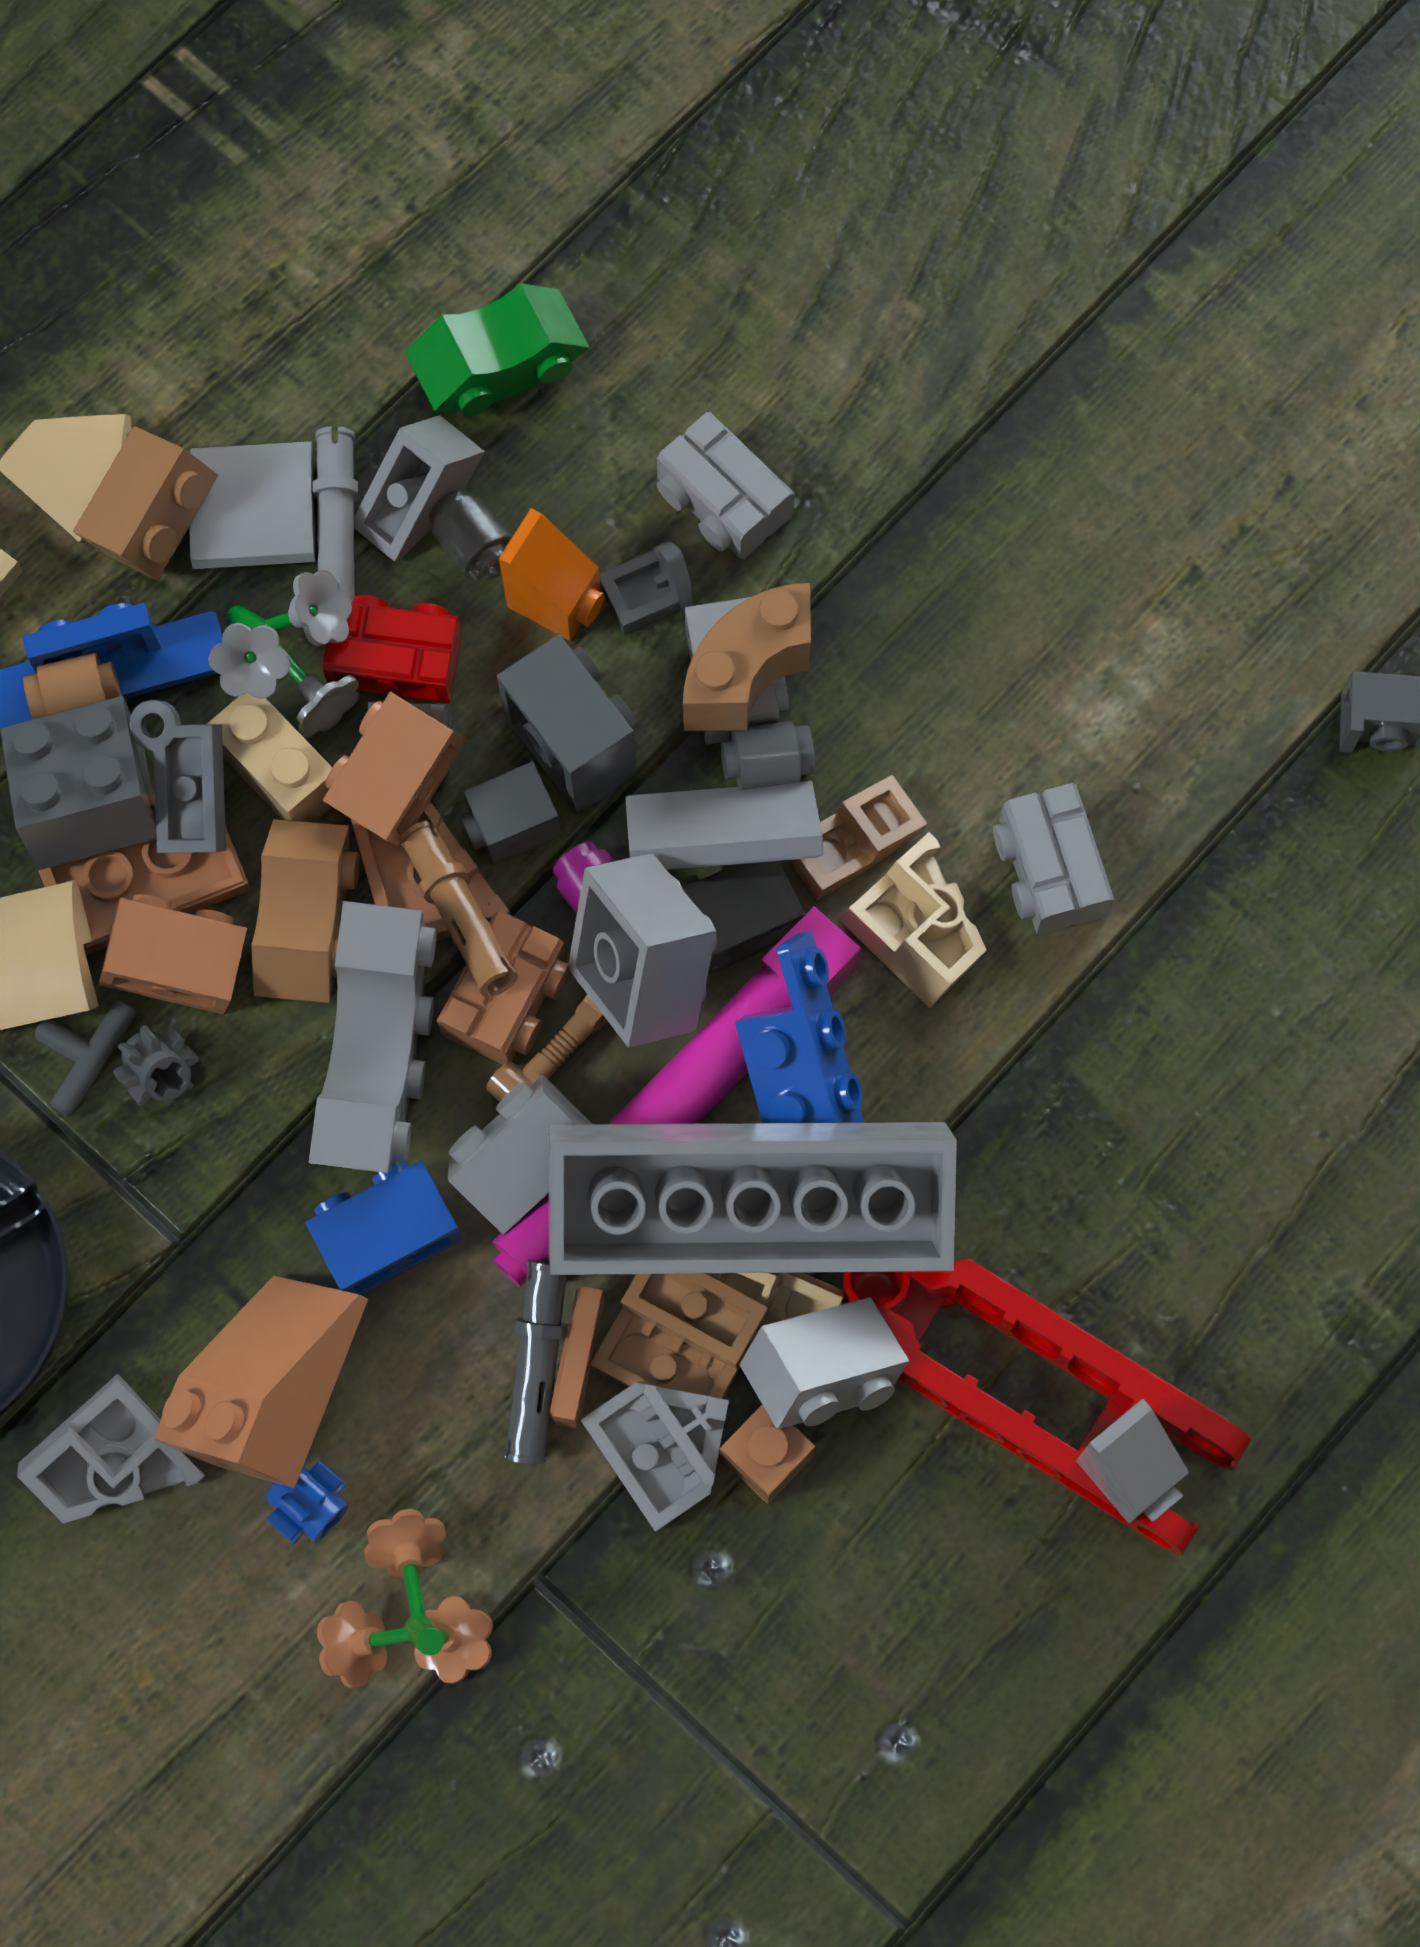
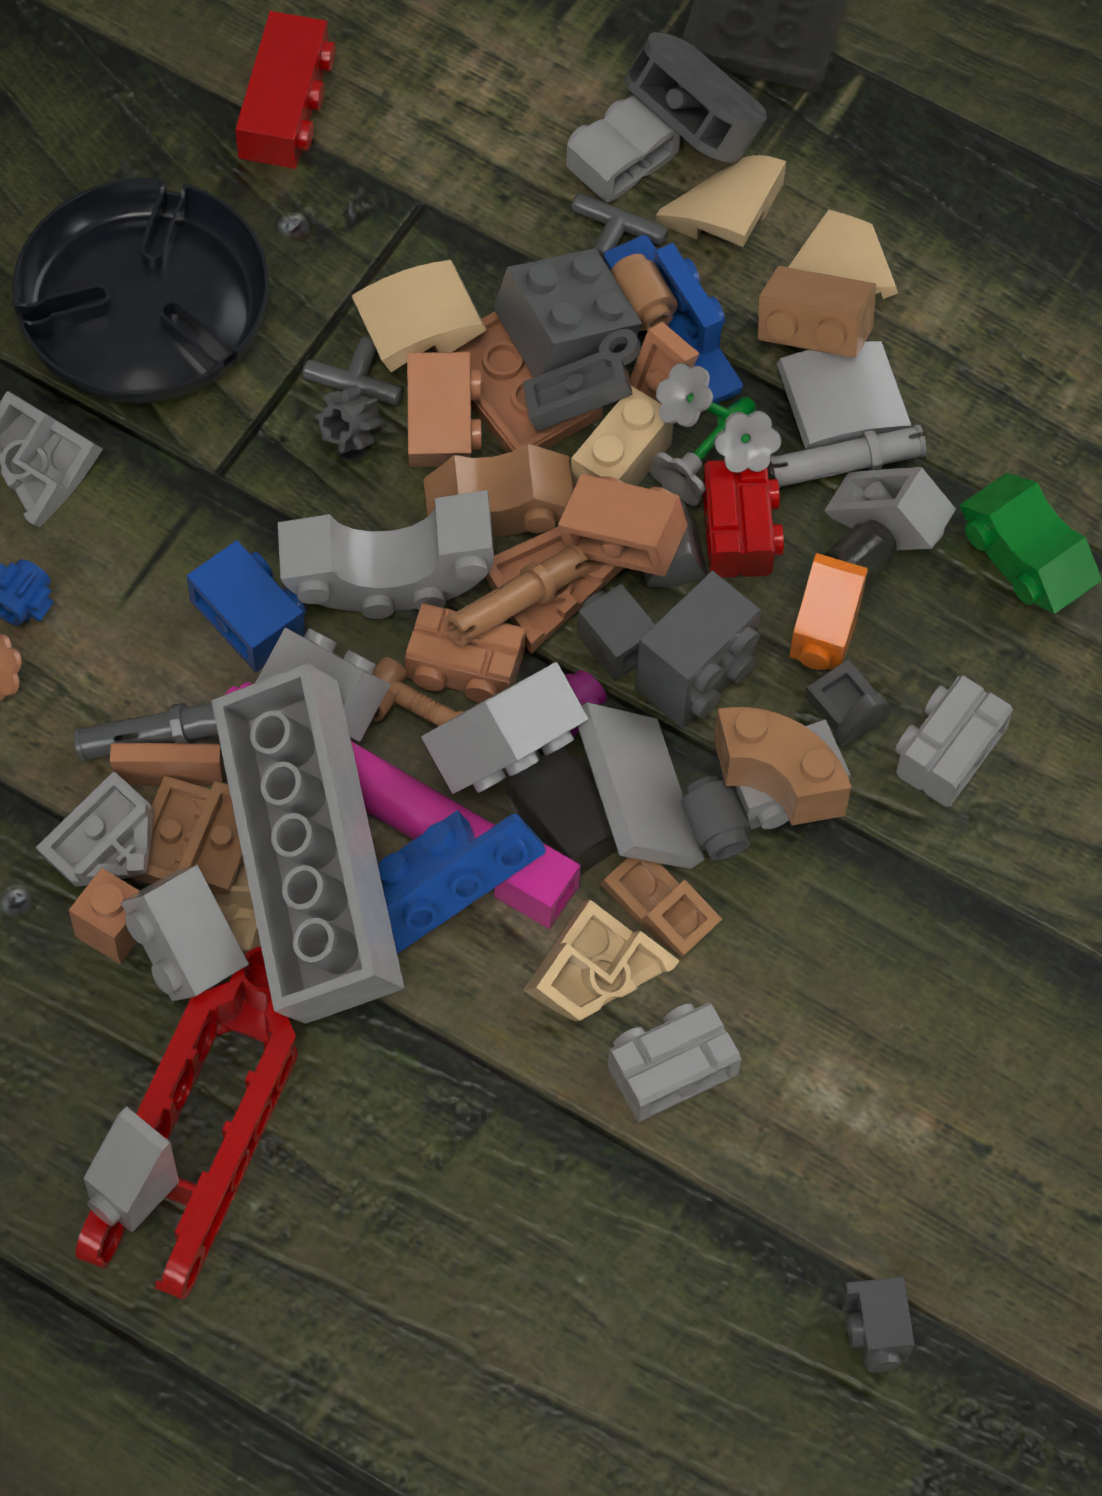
camera: 75 degrees right, 10 degrees down
(188, 681) = (657, 357): none -> nougat plate
(264, 1381) = (101, 534): nougat slope -> none

